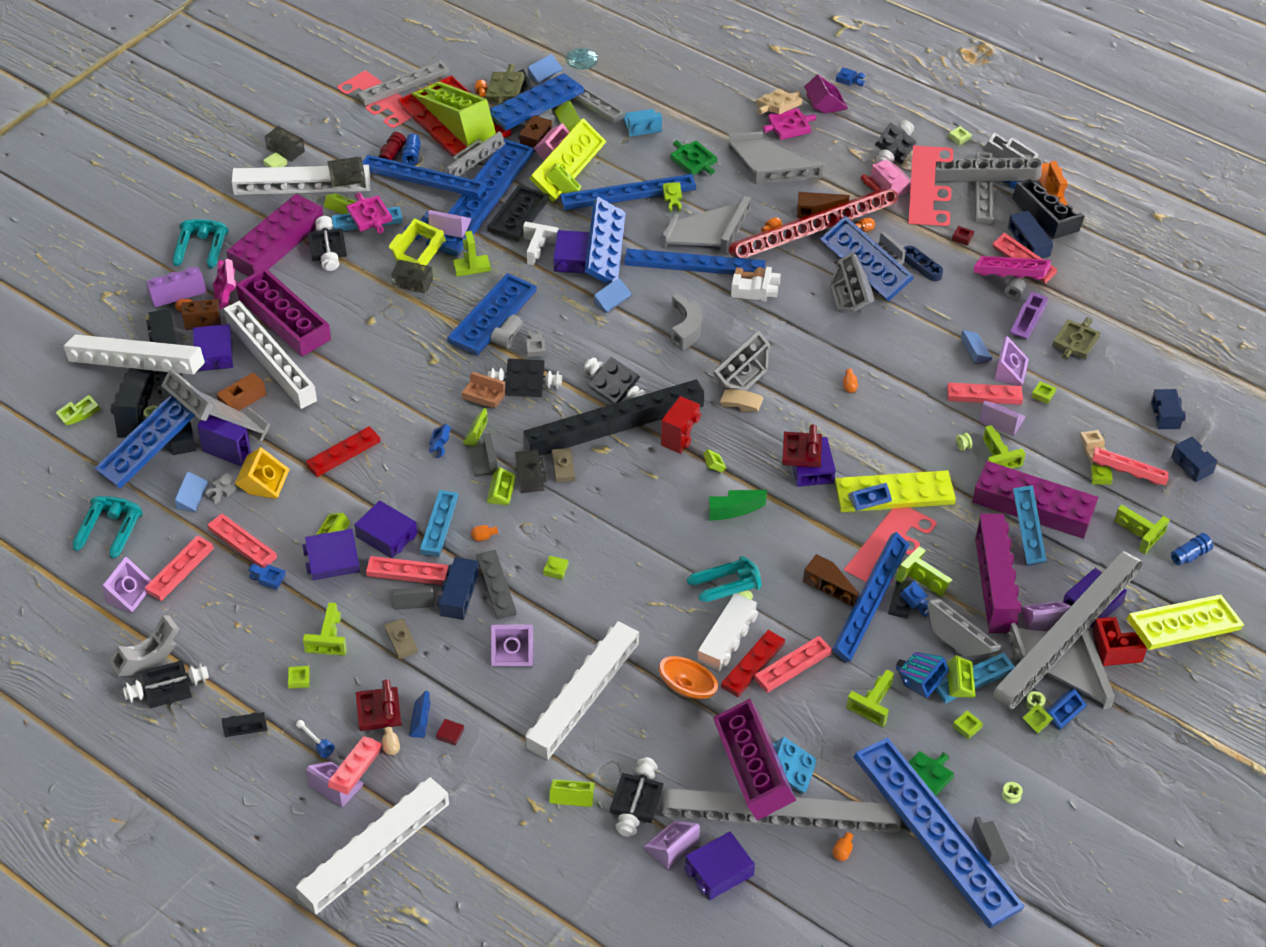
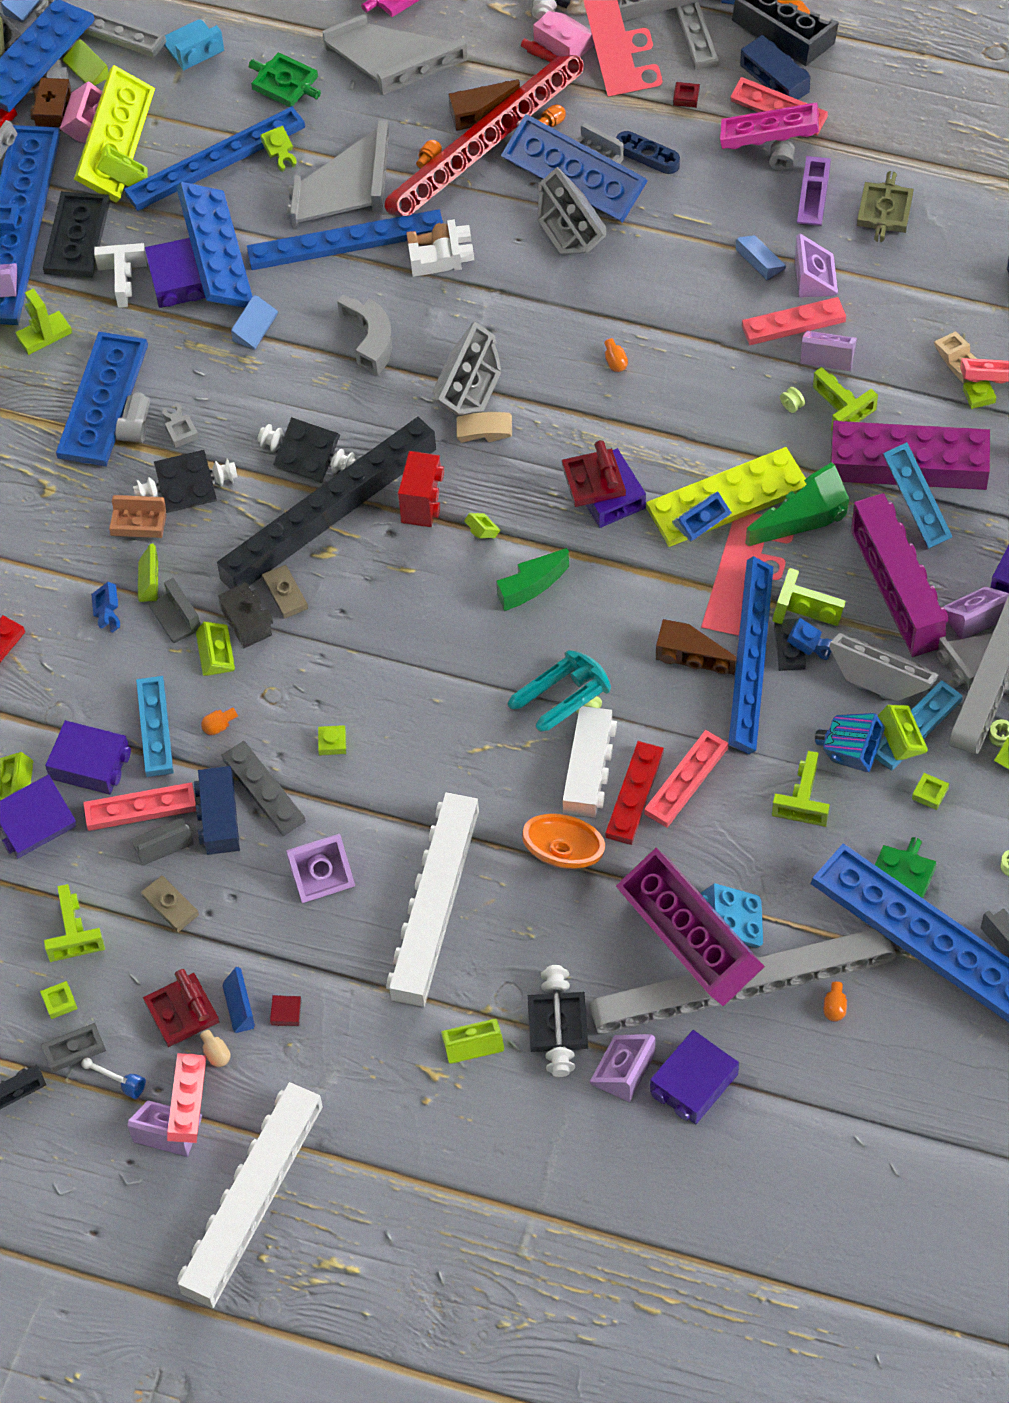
camera: 15 degrees left, 10 degrees up
(295, 710) = (73, 1047): none -> dark grey plate
(950, 512) = (811, 508): none -> green wedge
(1043, 392) = (869, 297): lime plate -> none

